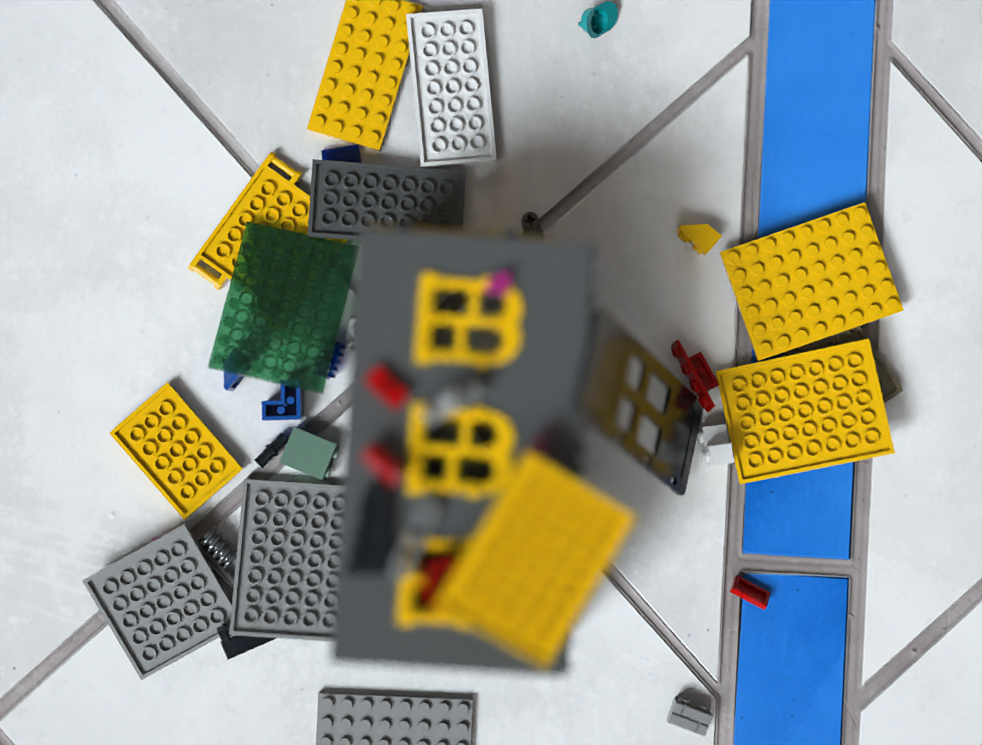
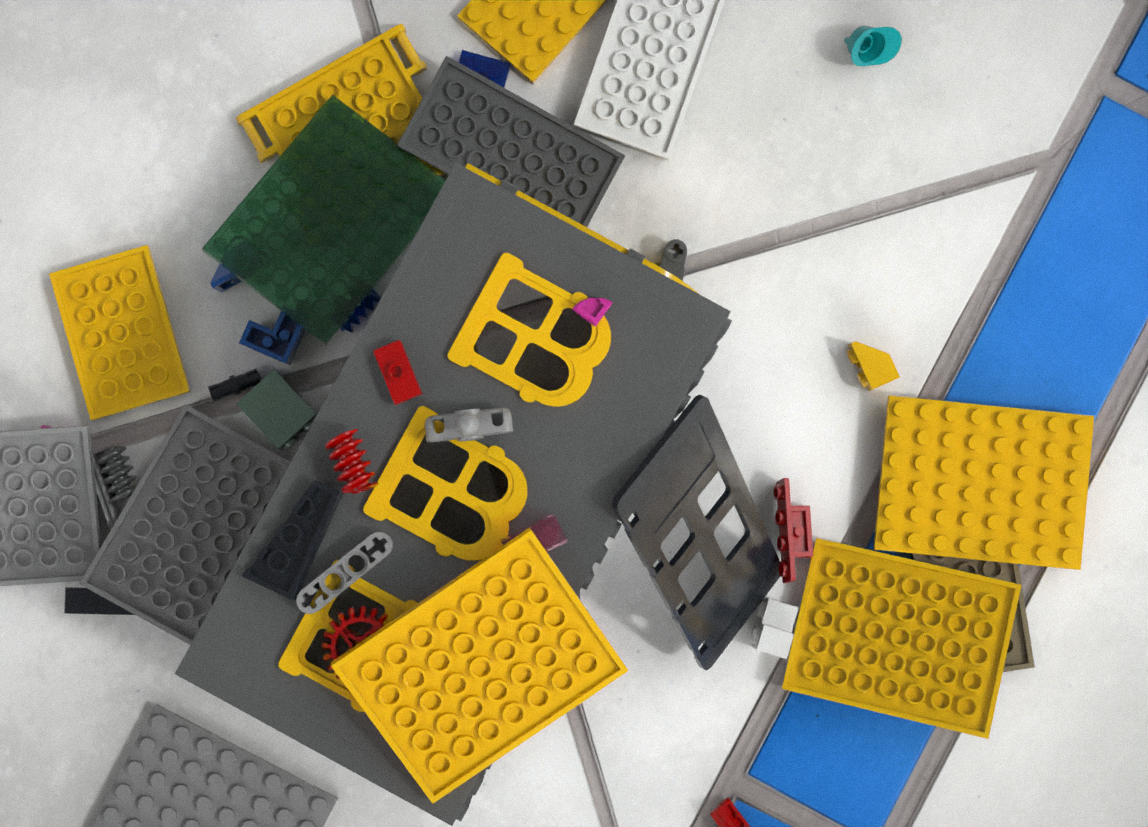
camera: 25 degrees right, 0 degrees up
(223, 632) = (74, 577): black plate -> none

